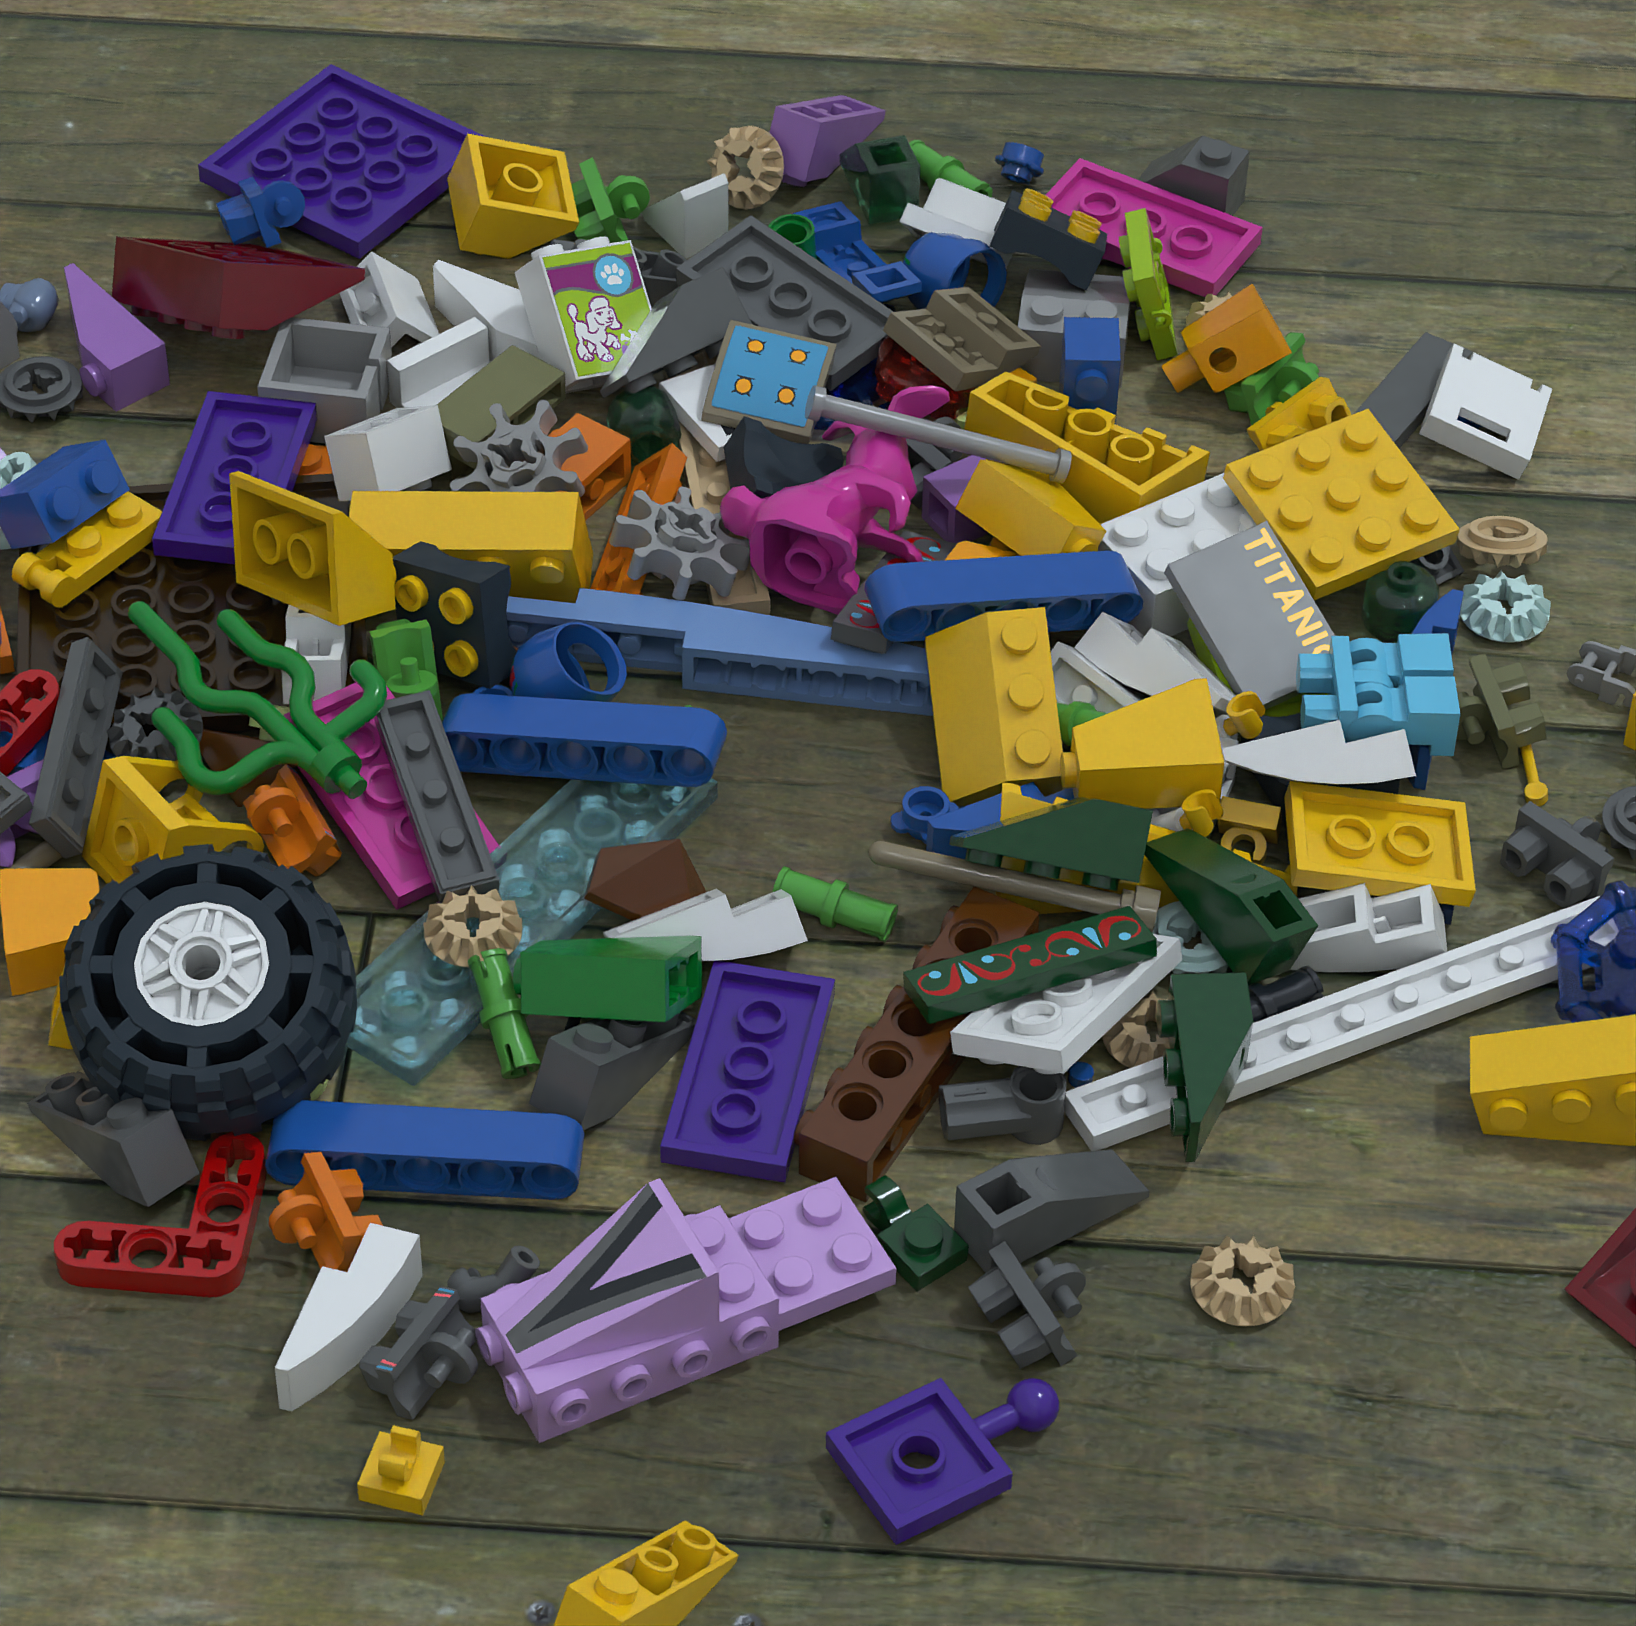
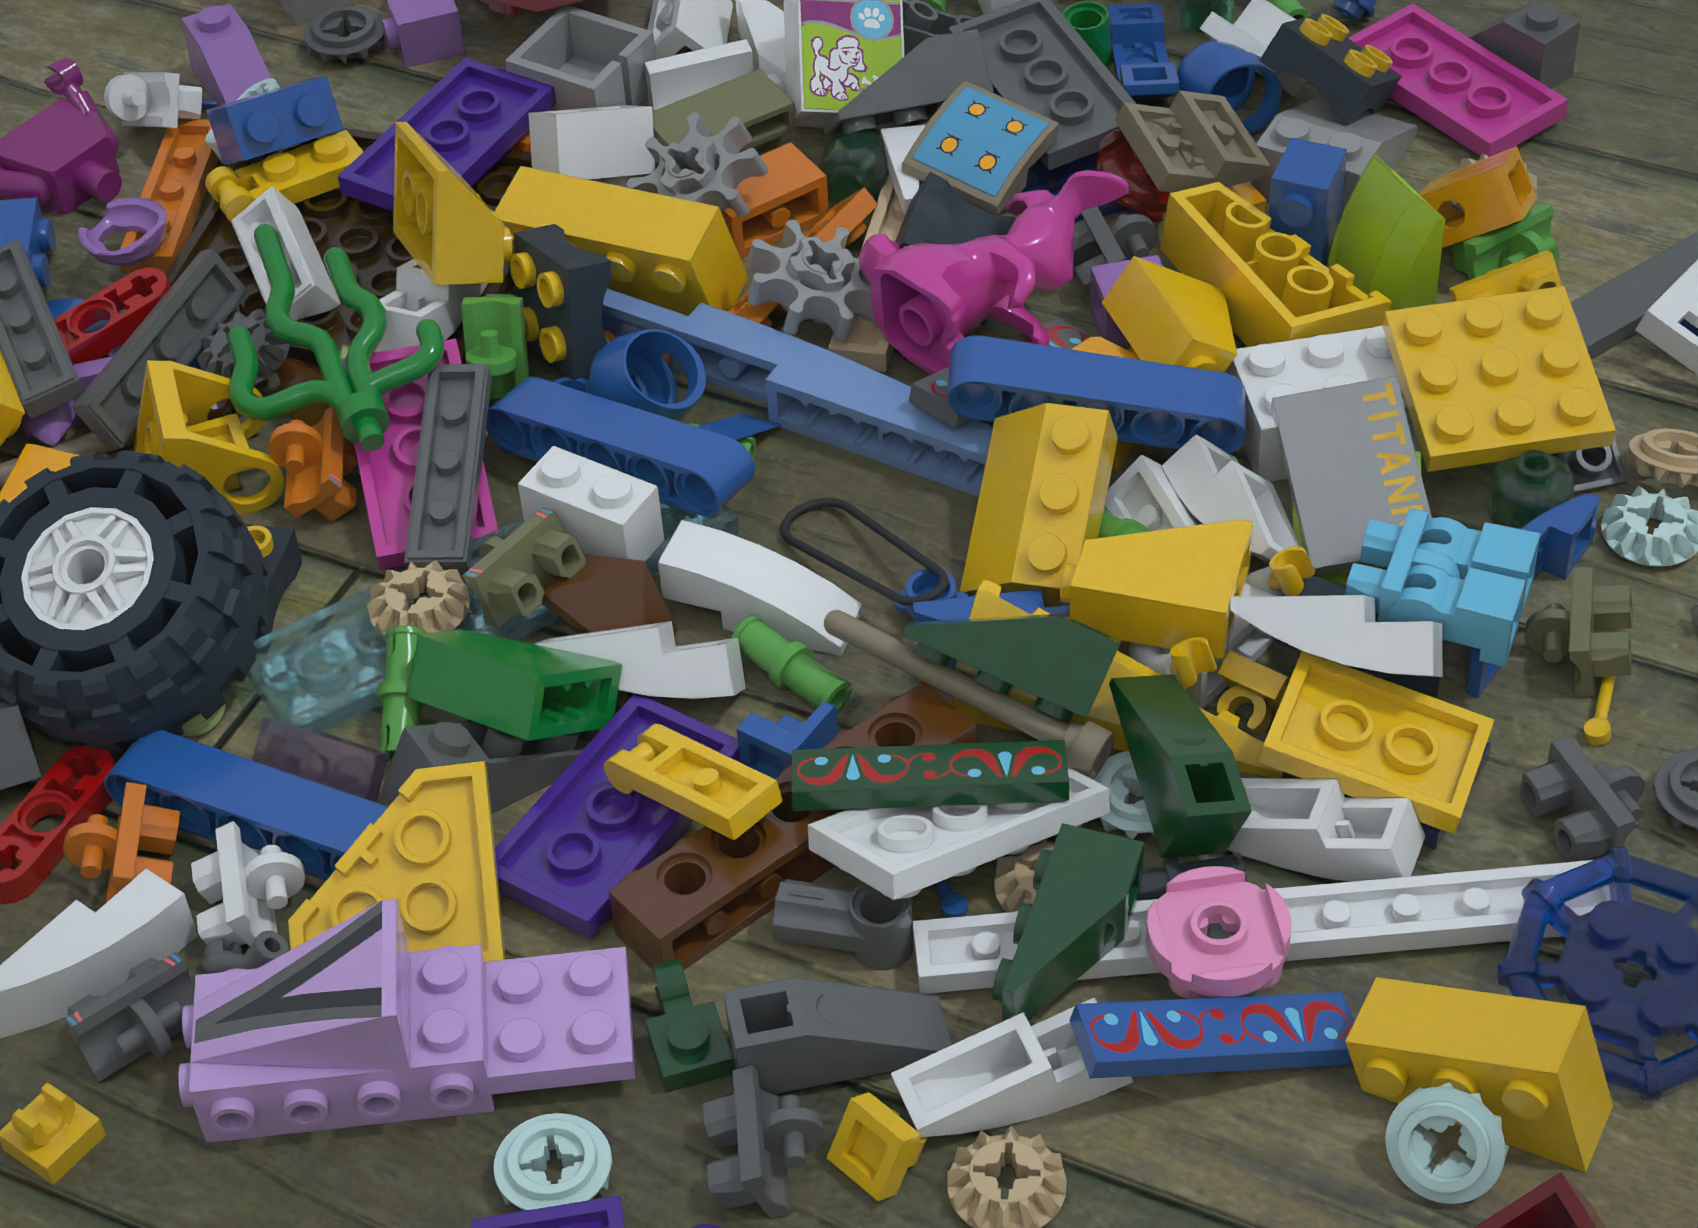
camera: 25 degrees right, 0 degrees up
(101, 610) = (311, 281): none -> white slope
(435, 1206) = (250, 885): none -> white hips
(458, 1087) = (321, 757): none -> plate
(557, 872) = (519, 568): none -> olive hips
(594, 803) = (595, 504): none -> white brick
(613, 1145) = (430, 855): none -> yellow plate
(669, 695) = (740, 426): none -> blue sticker
(765, 836) = (747, 579): none -> white slope
(823, 405) = (1102, 223): light grey bar -> none
(826, 1020) = (694, 781): none -> yellow plate
(843, 807) = (853, 574): none -> black piece
(867, 977) = (769, 745): none -> blue panel
(871, 1353) = (524, 1158): none -> light aqua gear
(1127, 1281) = (875, 1146): none -> yellow tile
(1148, 284) = (1416, 122): lime plate -> none
(1177, 392) = (1390, 238): none -> lime slope
(1211, 1191) = (1000, 1078): none -> white slope
(1323, 1062) = (1212, 966): none -> bright pink plate
(1361, 1117) = (1212, 1034): none -> blue tile
(1592, 1178) = (1412, 1145): none -> light aqua gear

